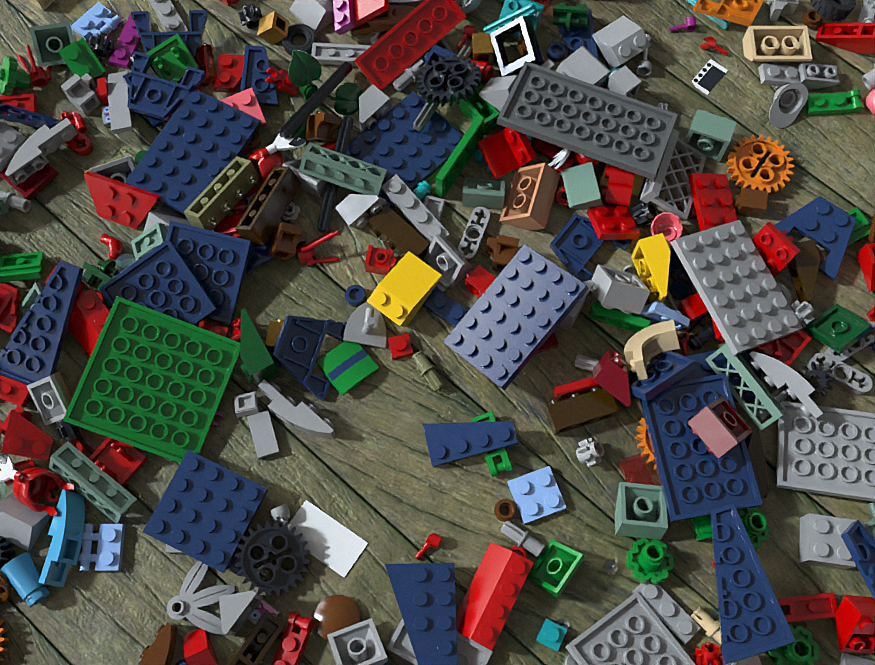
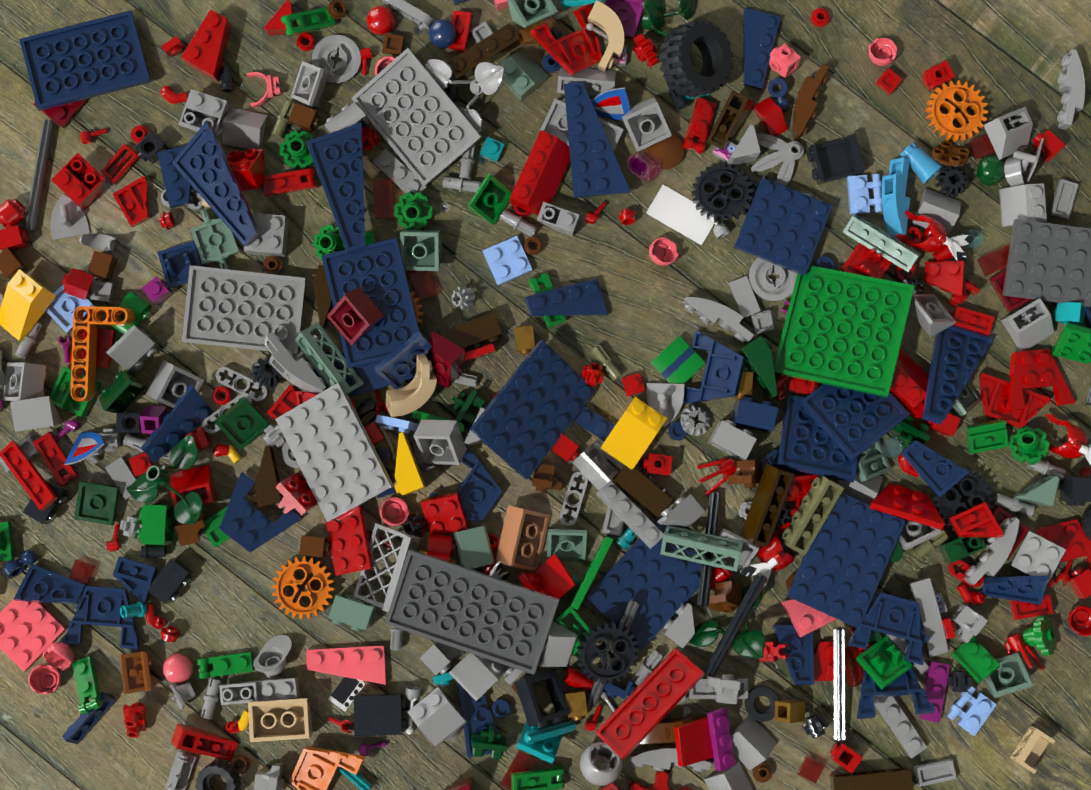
camera: 175 degrees right, 15 degrees up
(44, 215) = (976, 489): none -> black gear
(50, 176) = (976, 523): none -> red wing
(72, 160) = (960, 547): none -> dark green slope
(84, 233) = (933, 468): none -> dark blue wing
(128, 592) = (836, 160): none -> black panel
(164, 467) = (825, 262): none -> dark blue tile
(220, 49) = (839, 685): none -> axle
(238, 445) = (765, 287): none -> light grey gear
(269, 298) = (754, 415): none -> dark blue brick
(297, 275) = (732, 440): none -> light grey brick
(334, 47) = (725, 688): none -> light grey brick
(343, 298) = (688, 424): none -> light grey gear
(351, 490) = (663, 251): none -> coral hair
(366, 597) = (643, 167): none -> clear pink rock
(390, 537) = (627, 217): none -> red plate
(445, 357) = (592, 374): none -> red gear
(474, 537) = (558, 219): none -> light grey slope
(520, 400) = (524, 339): none -> pearl gold brick
(583, 616) = (466, 163): none -> light grey axle
(589, 323) = (464, 414): none -> dark green hips
(590, 591) = (461, 184): none -> light grey axle
(678, 50) = (379, 714): none -> black brick
(686, 579) = (383, 199): none -> clear red plate
(693, 95) = (358, 662): none -> coral wing
(809, 508) = (277, 269): none -> reddish brown plate
(818, 50) = (238, 725): none -> arm
(846, 73) = (211, 698): none -> light grey pin
(851, 305) = (227, 450): none -> arm
(865, 358) = (216, 395): none -> red plate

